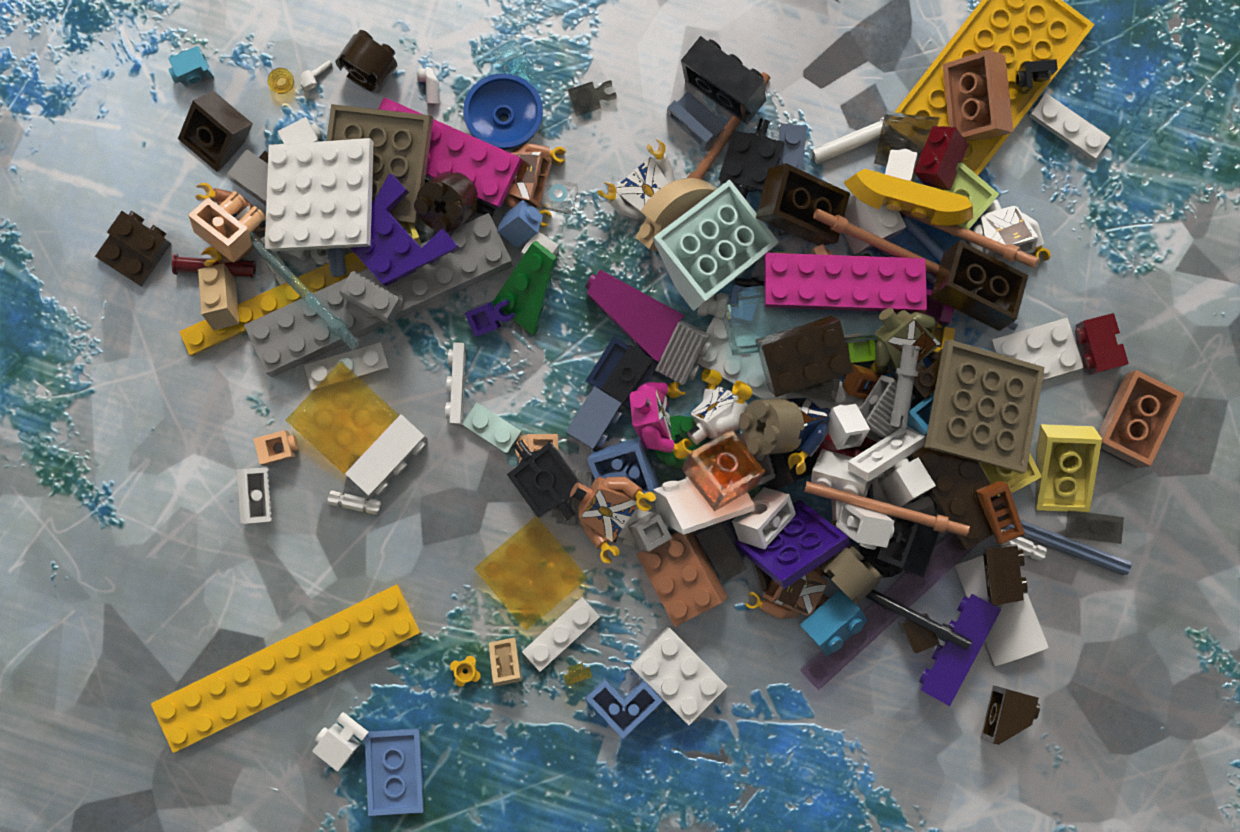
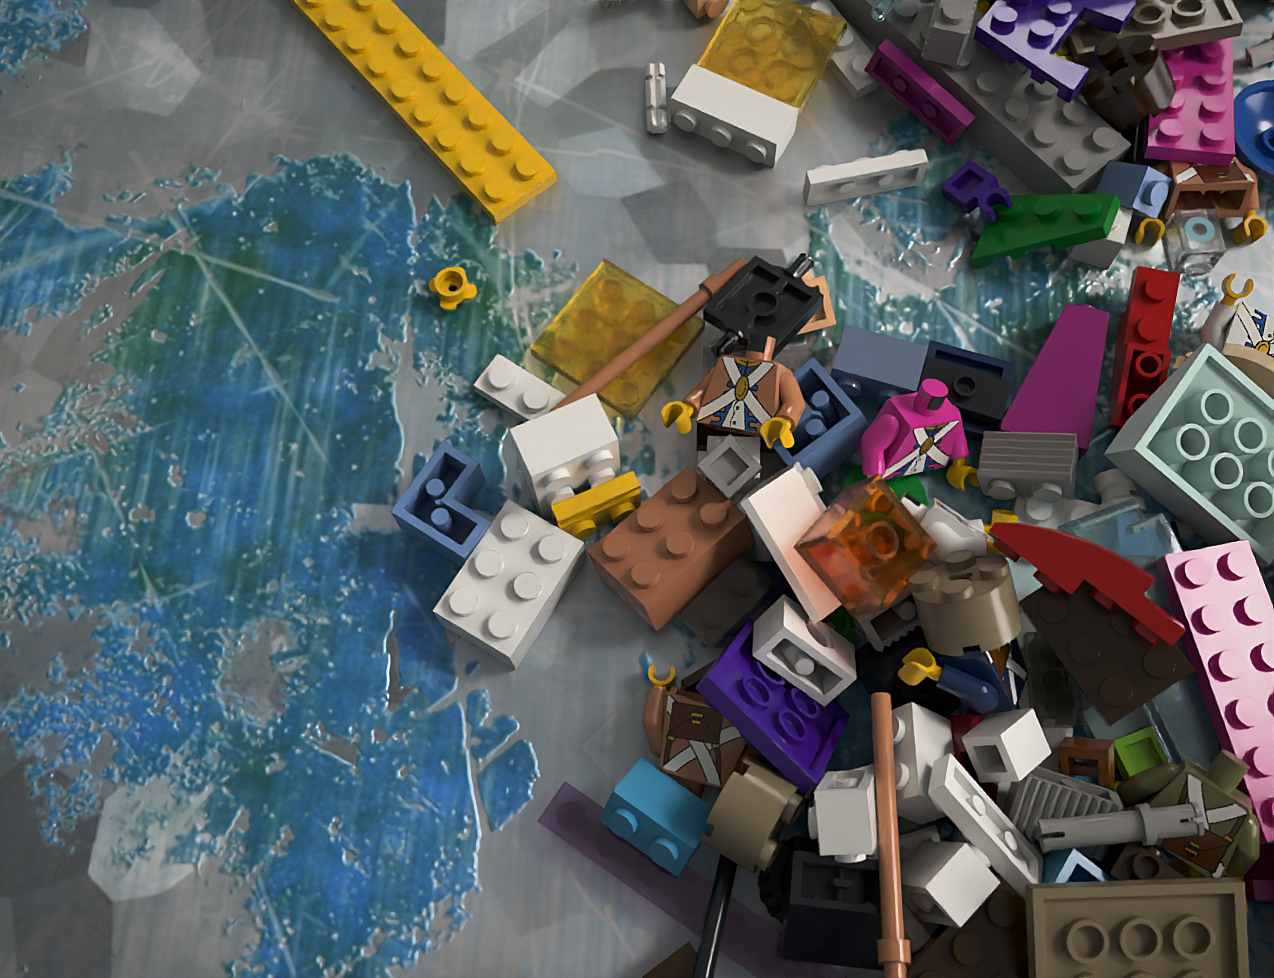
camera: 85 degrees right, 15 degrees down
(338, 744) = (315, 151): white brick -> none
(394, 772) = (289, 231): medium blue plate -> none
(406, 329) = (919, 92): none -> magenta plate
(491, 428) = (817, 235): light aqua plate -> none
(505, 662) = (474, 334): tan slope -> none
(518, 506) = (708, 290): none -> nougat bar
(577, 673) = (481, 435): clear yellow plate -> none
(619, 625) = (566, 452): none -> white brick
(623, 255) = (1142, 341): none -> red slope
(648, 624) = (598, 505): none -> yellow plate
(769, 366) = (1068, 559): none -> red slope

